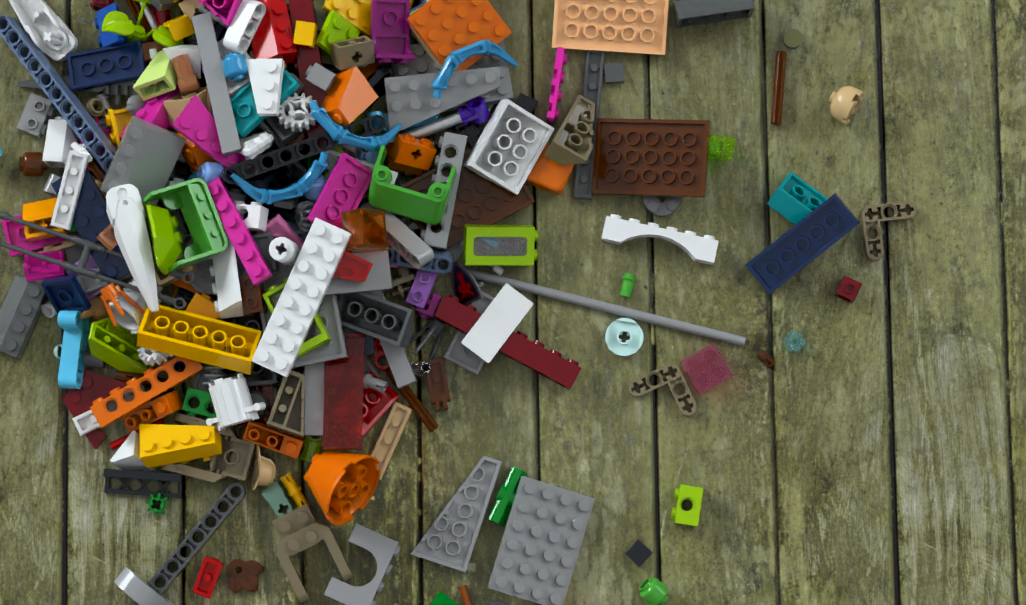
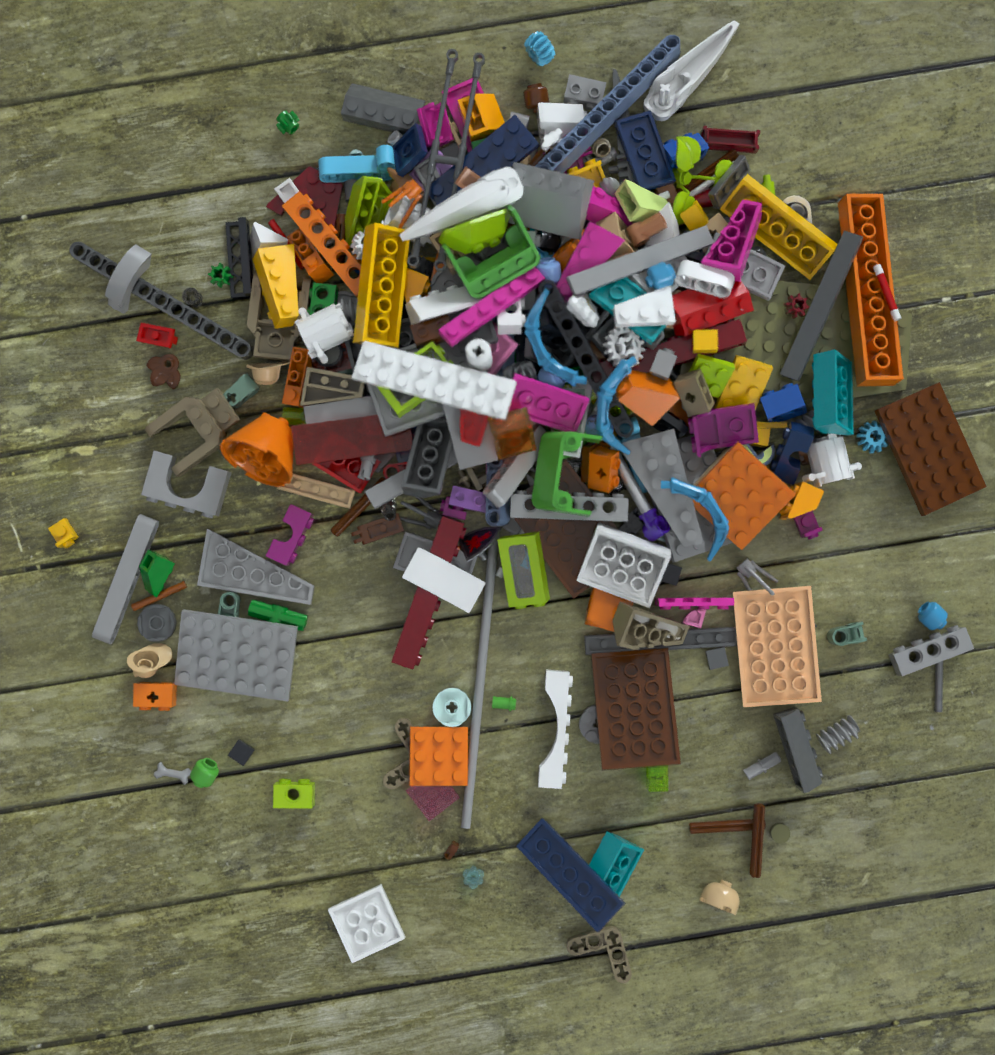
camera: 80 degrees right, 5 degrees up
(14, 413) = (287, 122): none -> green gear
(69, 190) = (510, 133): white tile -> none
(169, 535) = (186, 297): none -> clear smoke bush
(293, 490) = (252, 406): yellow pin -> none
(445, 479) = (300, 521): none -> magenta arch
(495, 543) = (229, 610): none -> sand green piece
(531, 28) = (748, 568): none -> light grey plant
(572, 88) = (695, 618): none -> bright pink tile
(670, 356) = (438, 756): none -> orange plate
(724, 45) = (762, 765): none -> light grey axle
(795, 60) = (757, 840): none -> reddish brown axle
(825, 452) = (366, 923): none -> white plate
(848, 289) = (532, 925): dark red brick -> none

